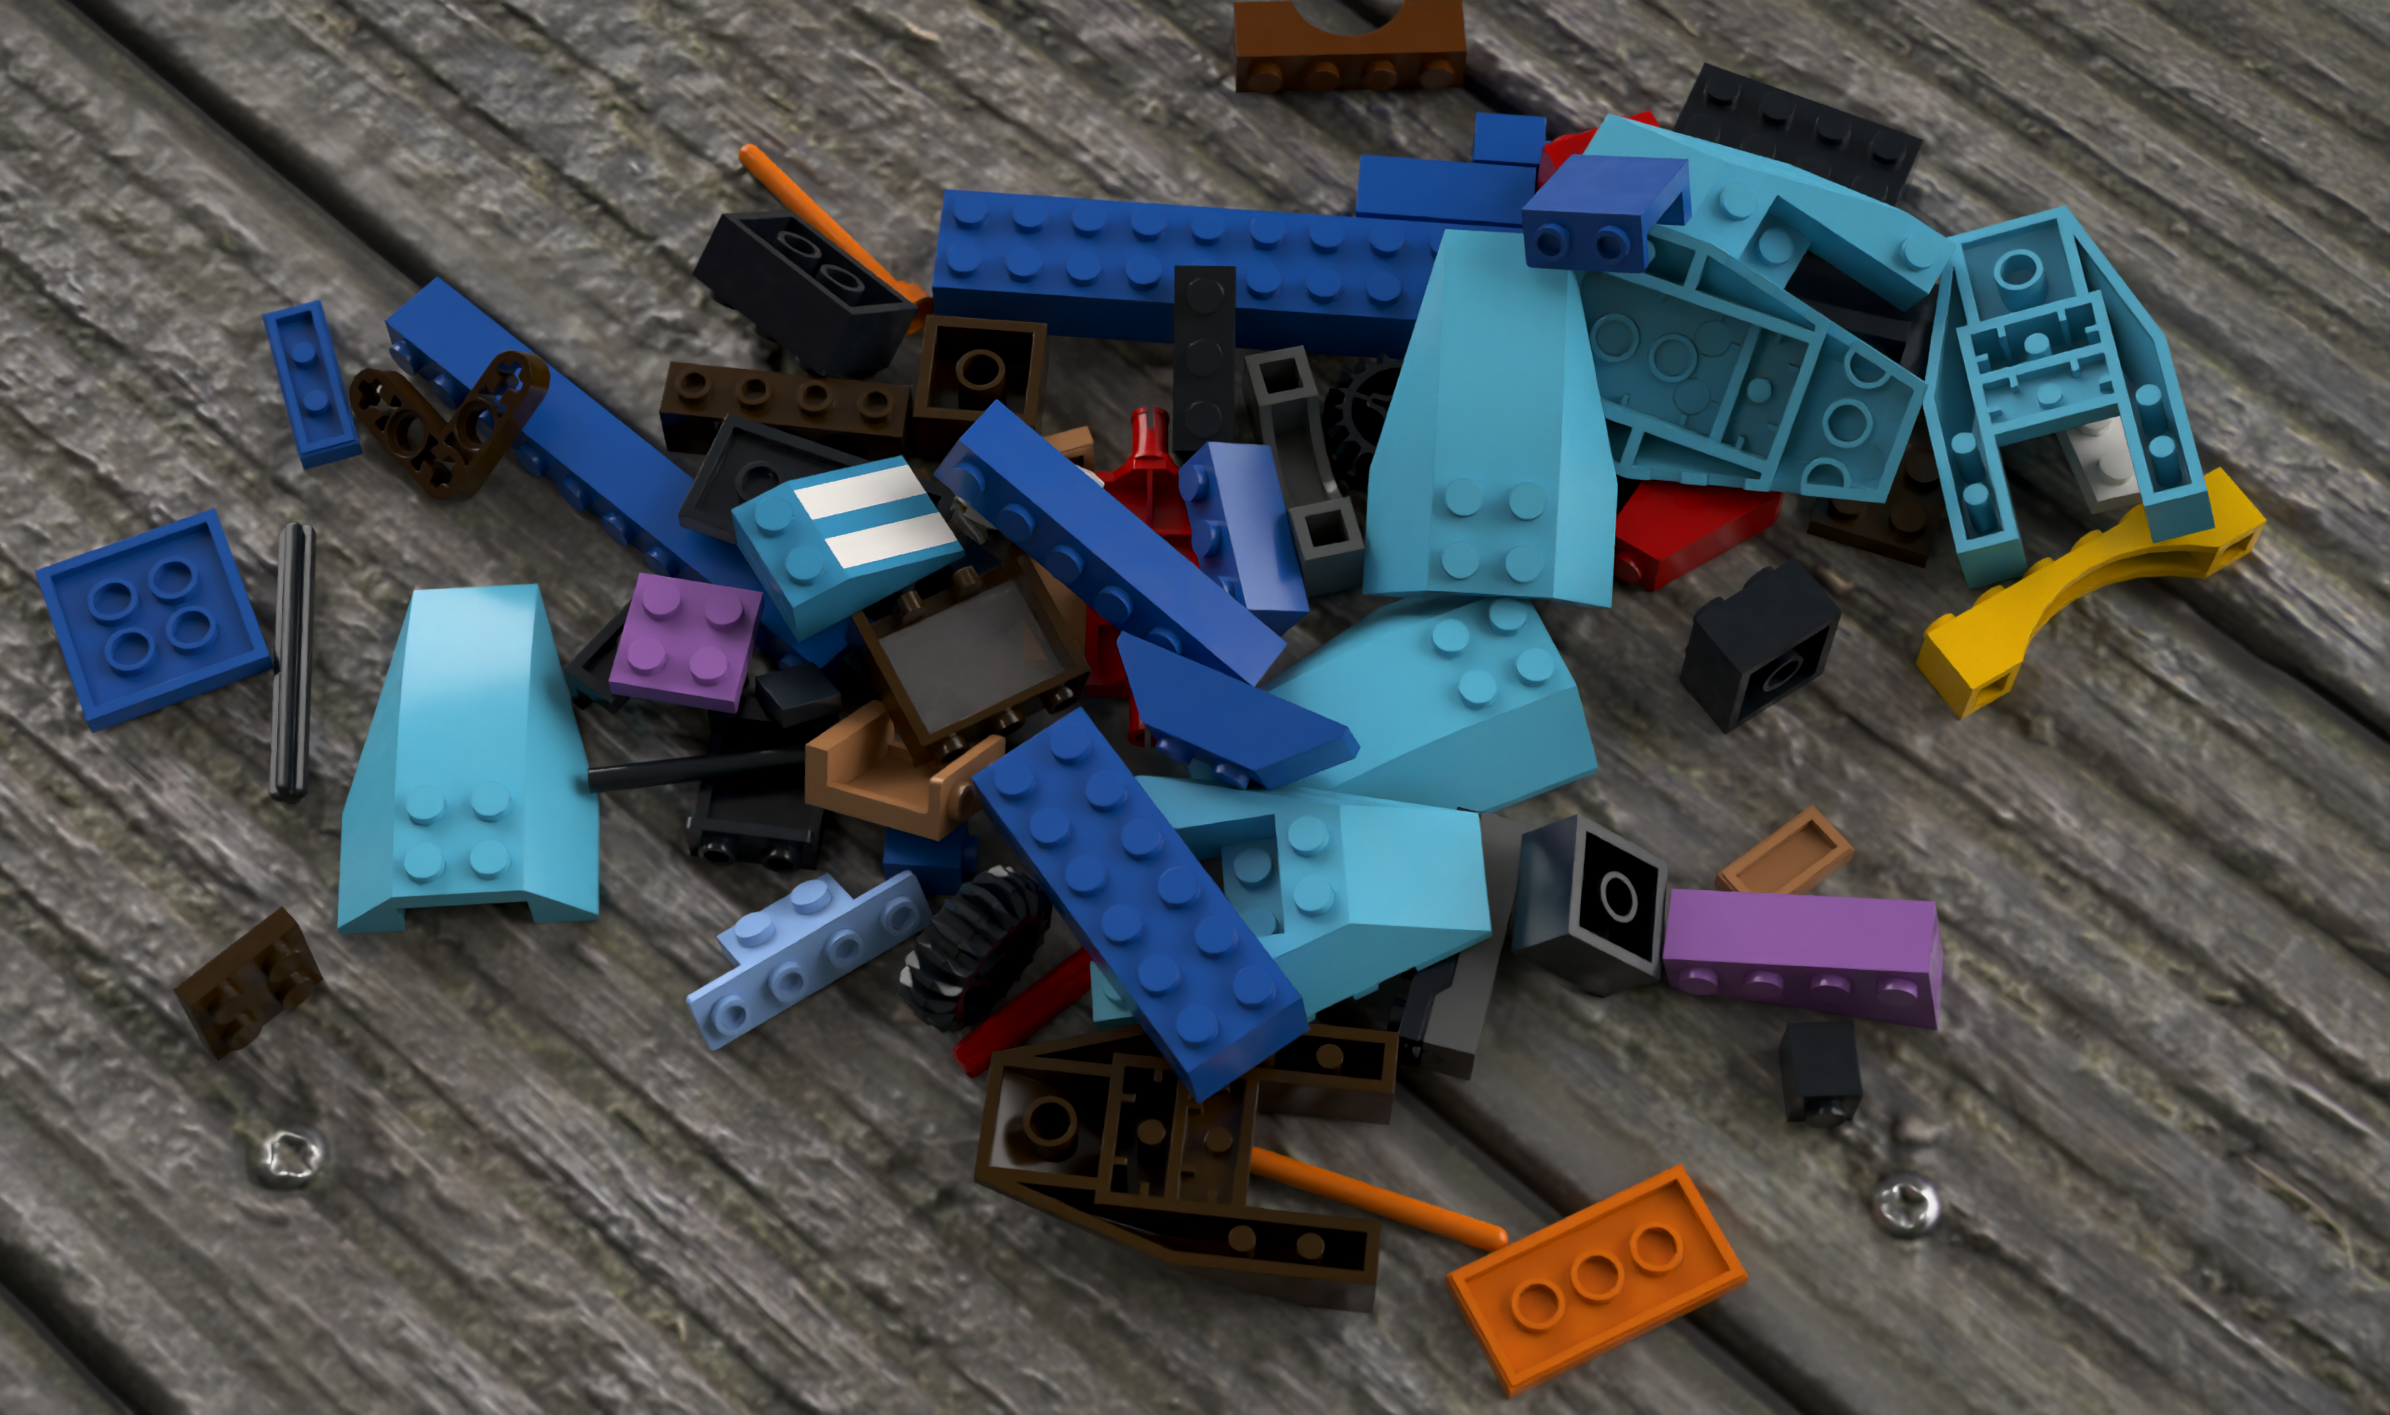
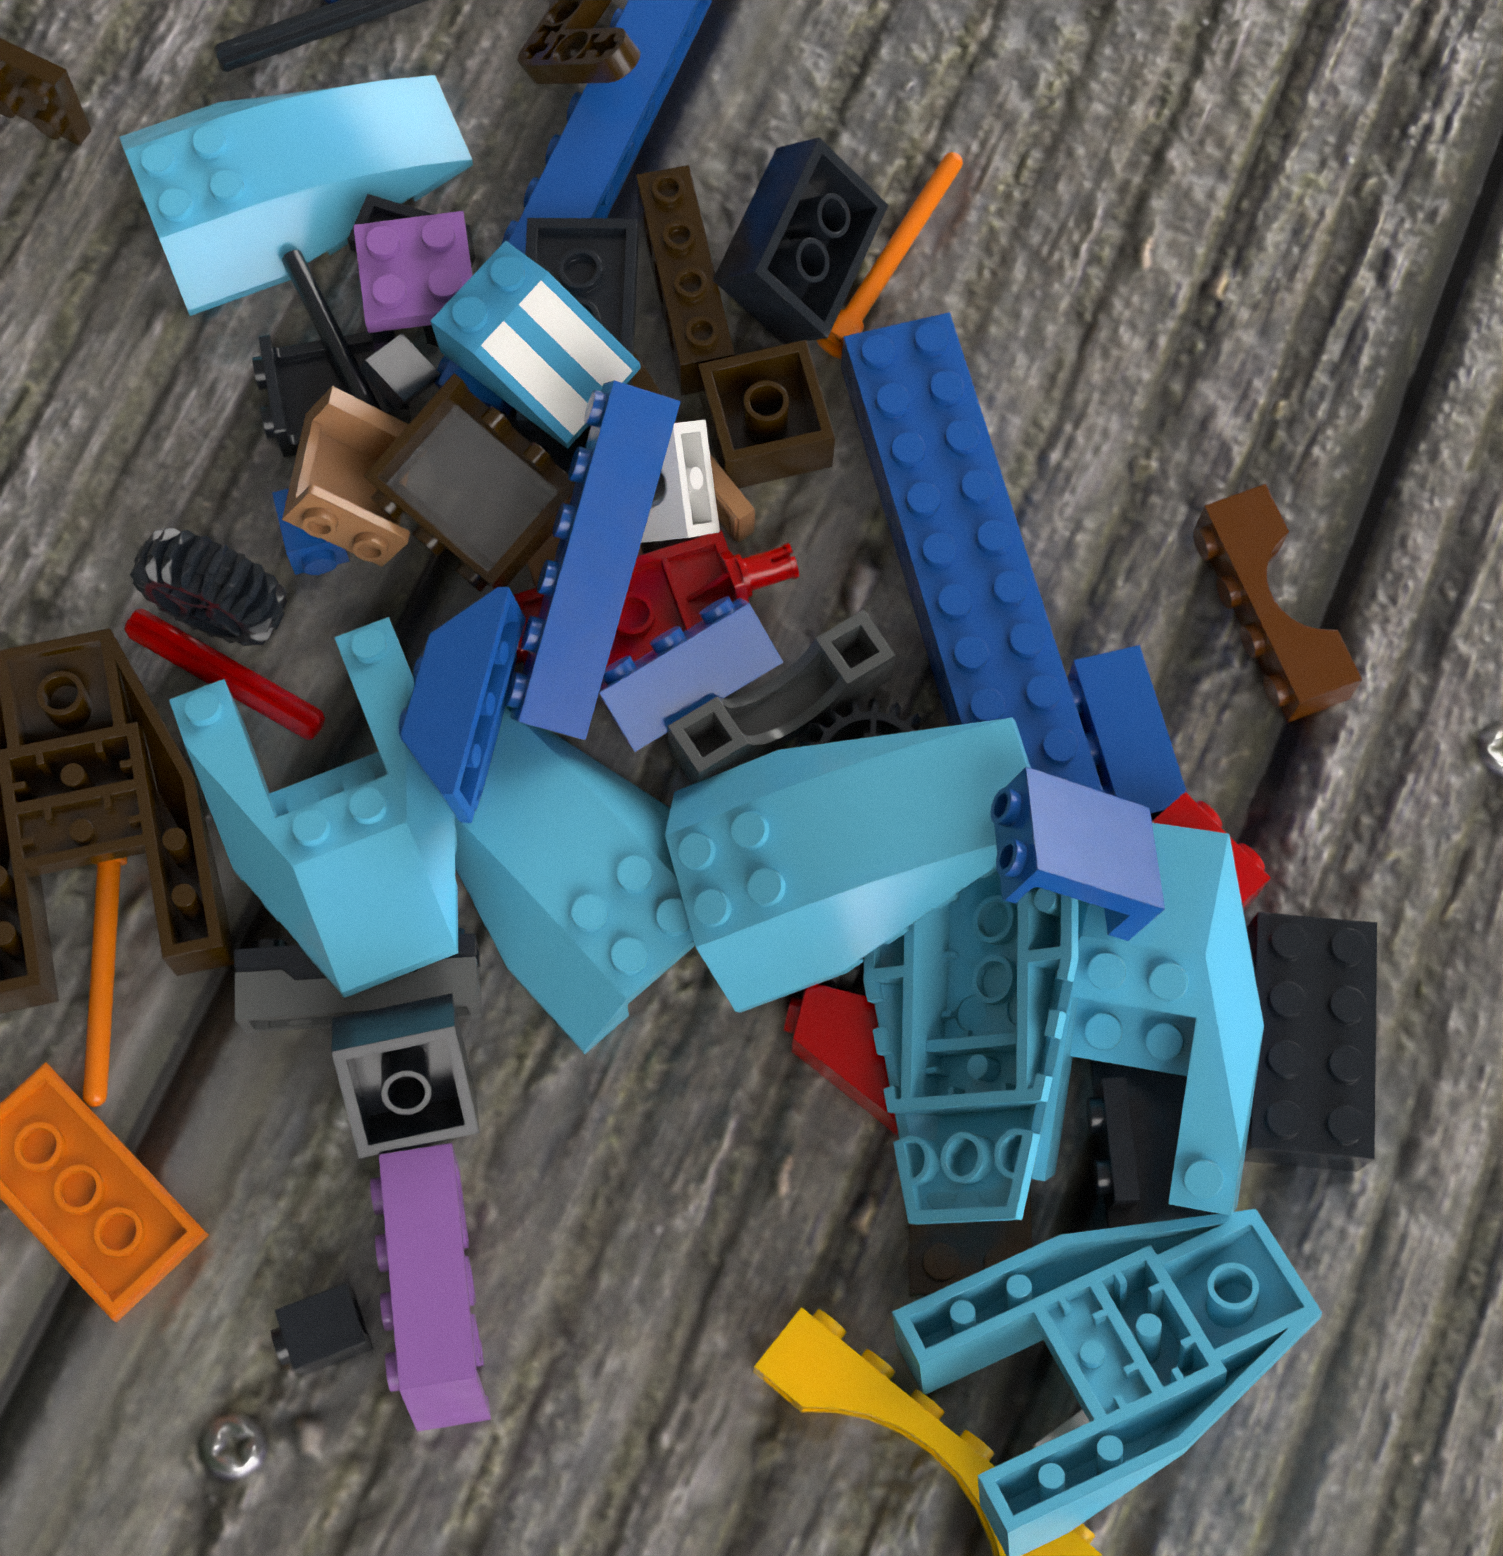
camera: 70 degrees right, 10 degrees up
(801, 948) = (197, 464): light blue bracket -> none
(1141, 905) = (253, 689): blue brick -> none
(1203, 356) = (851, 576): black brick -> none
(1509, 140) = (1215, 775): blue brick -> none
(1759, 644) = (733, 1150): black brick -> none
(1789, 859) = (535, 1246): medium nougat tile -> none

